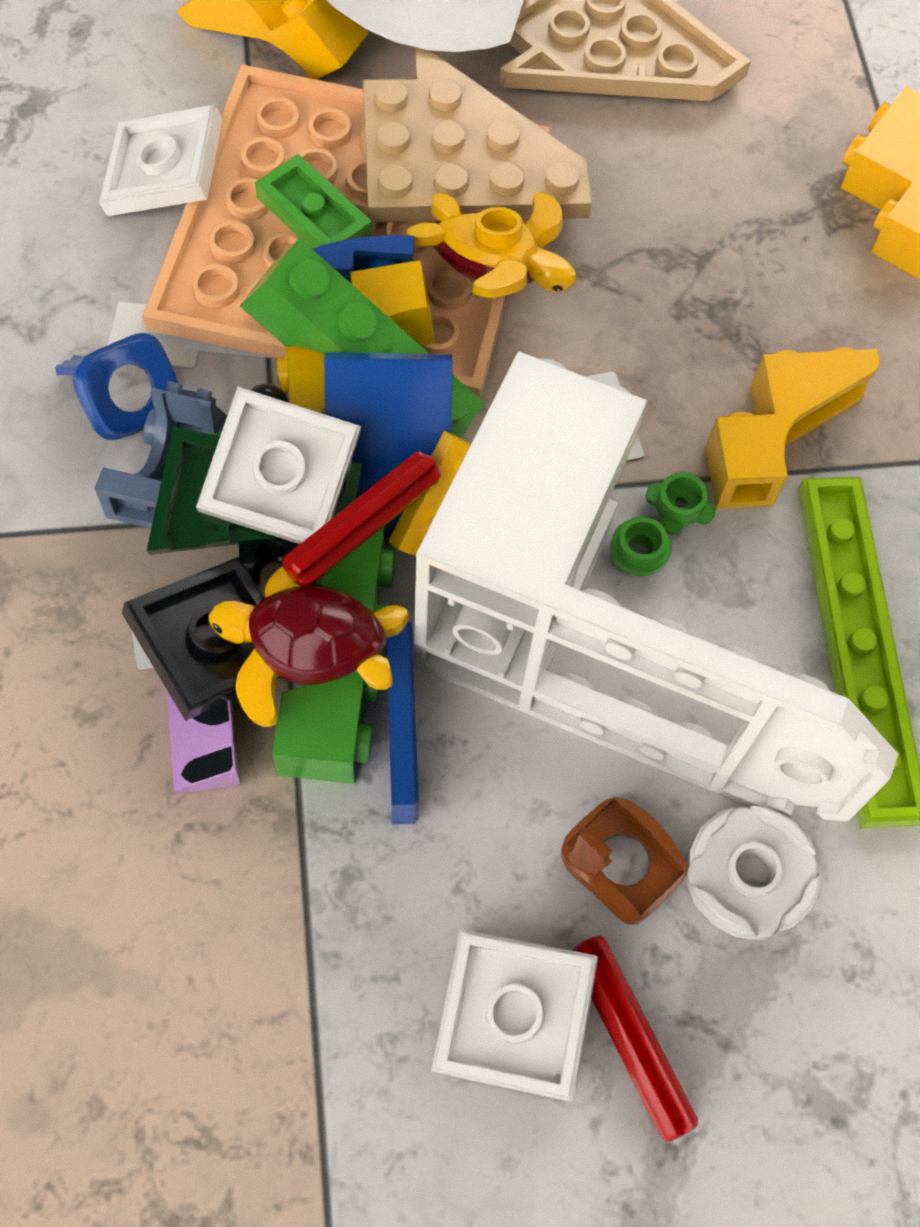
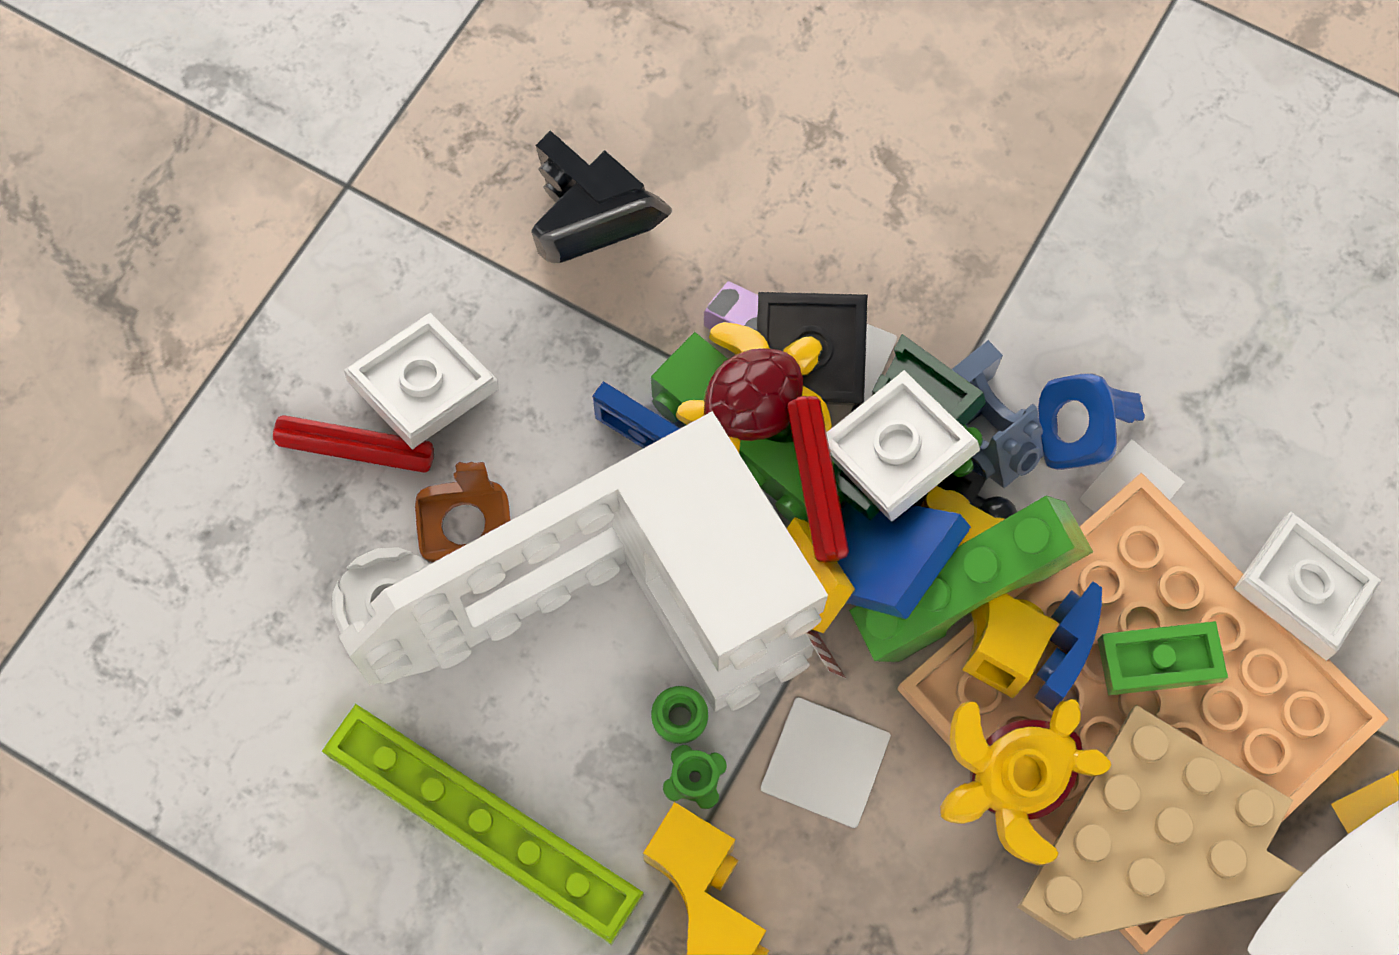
camera: 130 degrees right, 5 degrees up
(192, 960) = (593, 203): none -> black piece

